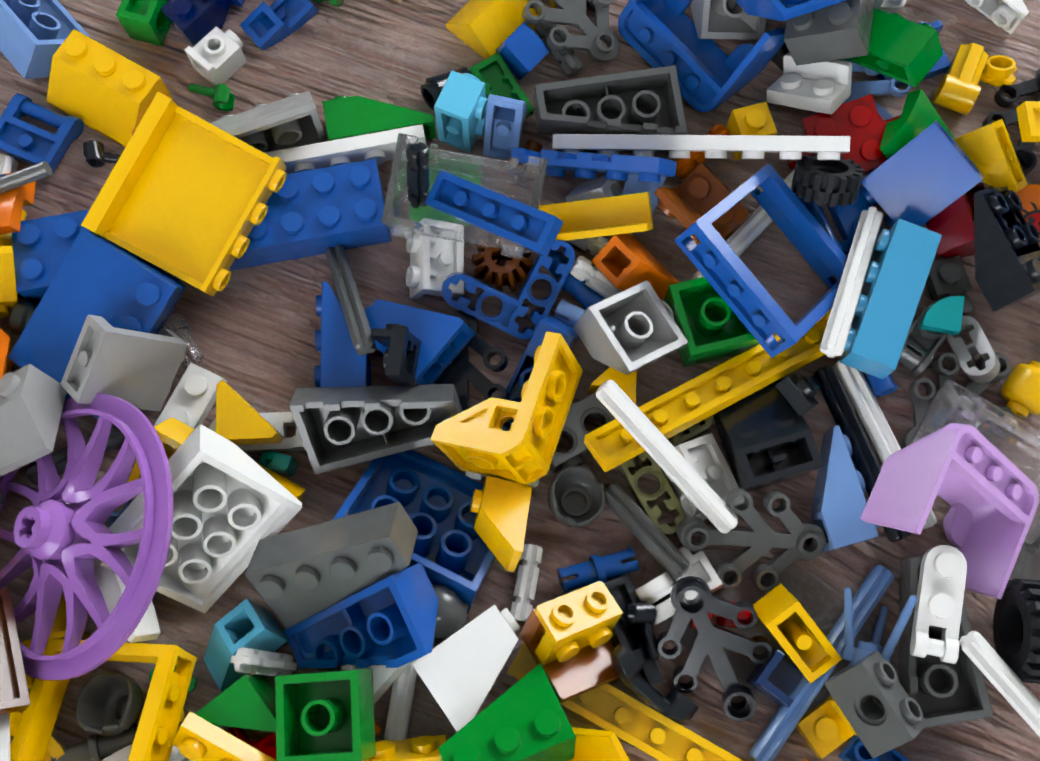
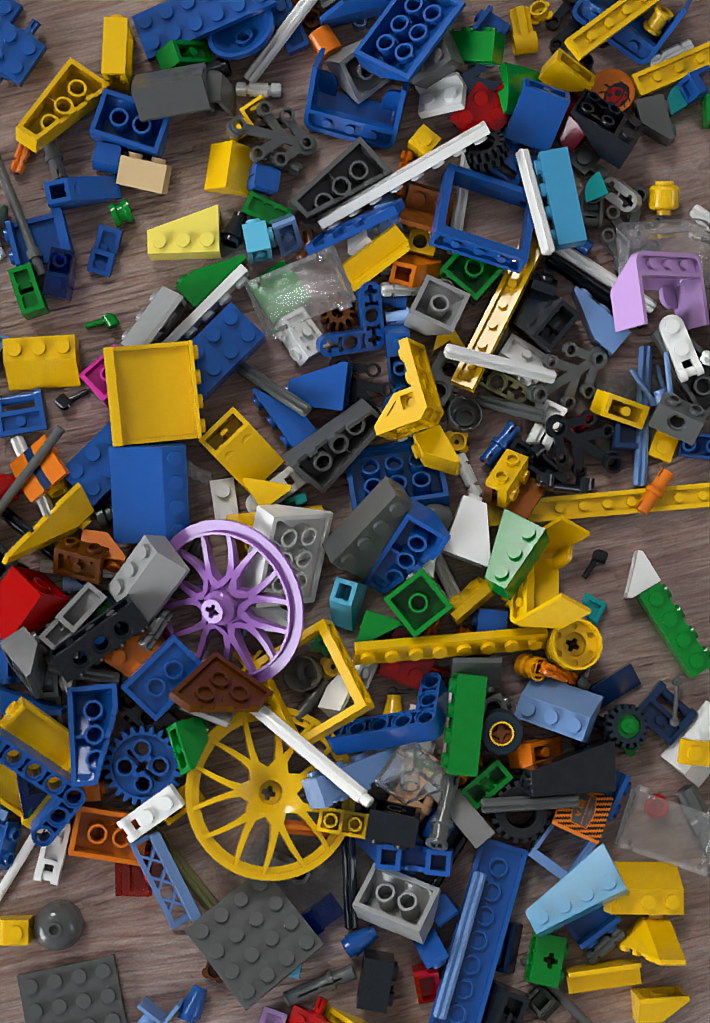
camera: 35 degrees left, 10 degrees up
(123, 364) = (185, 504): light grey panel -> none
(217, 56) = (89, 306): white brick -> none
(255, 344) = (240, 448): none -> yellow slope
(263, 662) = (366, 602): white axle -> none
(383, 58) = (187, 237): none -> light yellow wedge
(403, 353) = (329, 402): black bracket -> none
(417, 174) = (267, 298): black axle -> none
(494, 213) = (323, 293): blue plate -> none
(552, 524) = (461, 437): none -> yellow plate
(666, 230) = (428, 250): none -> yellow brick

